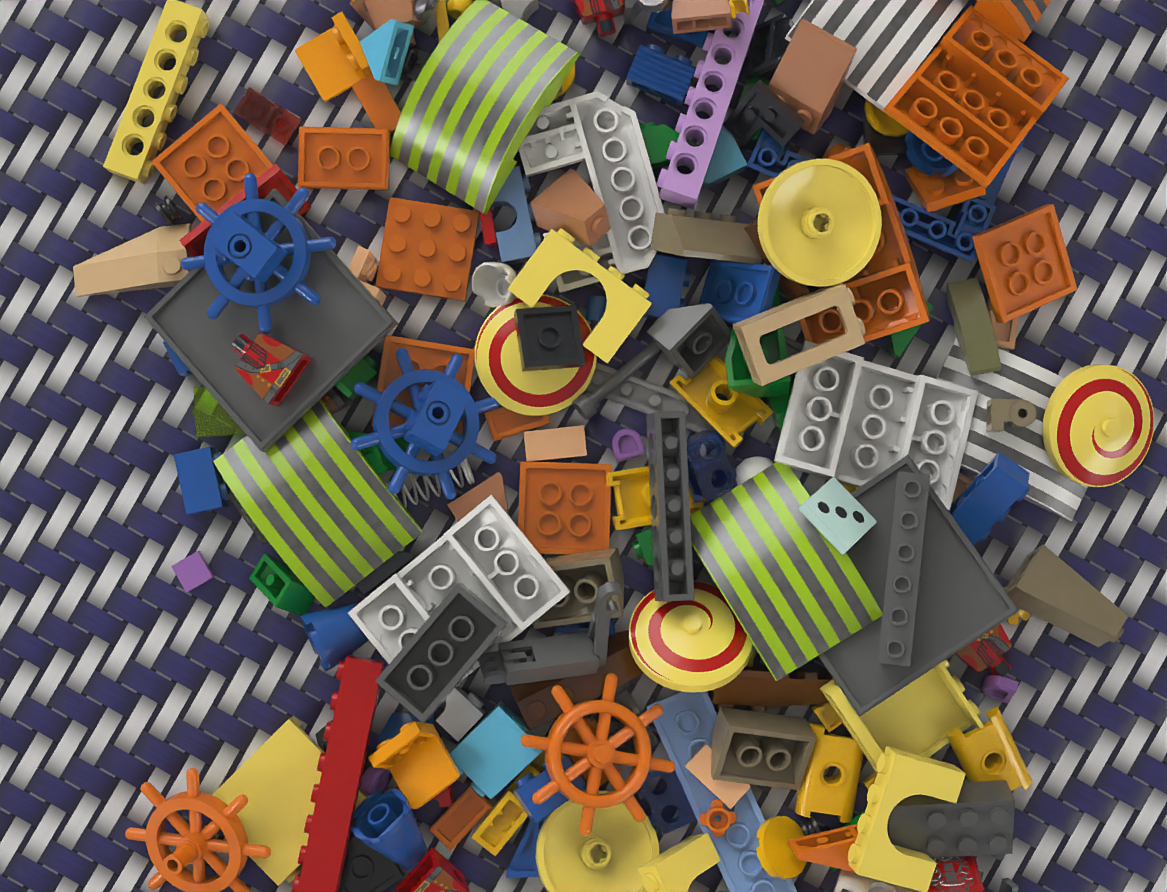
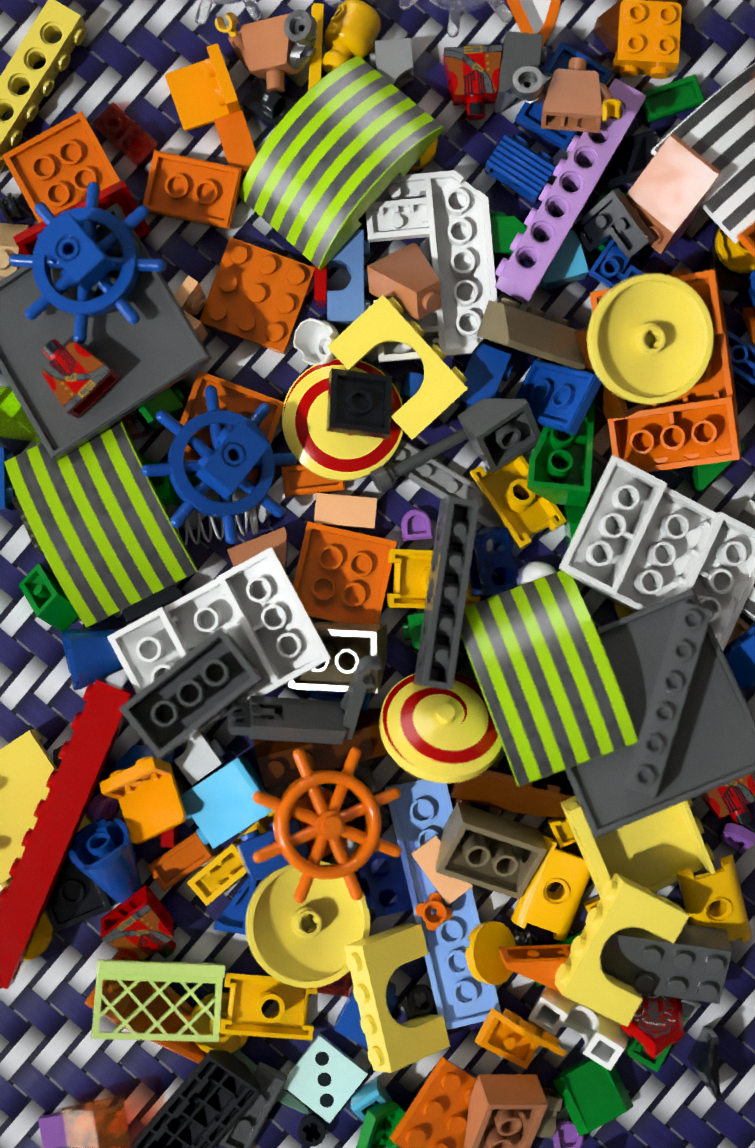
camera: 10 degrees right, 0 degrees up
(387, 50) = (255, 89): medium azure slope -> none
(752, 328) = (561, 432): tan piece -> none
(837, 515) = (611, 634): light aqua tile -> none

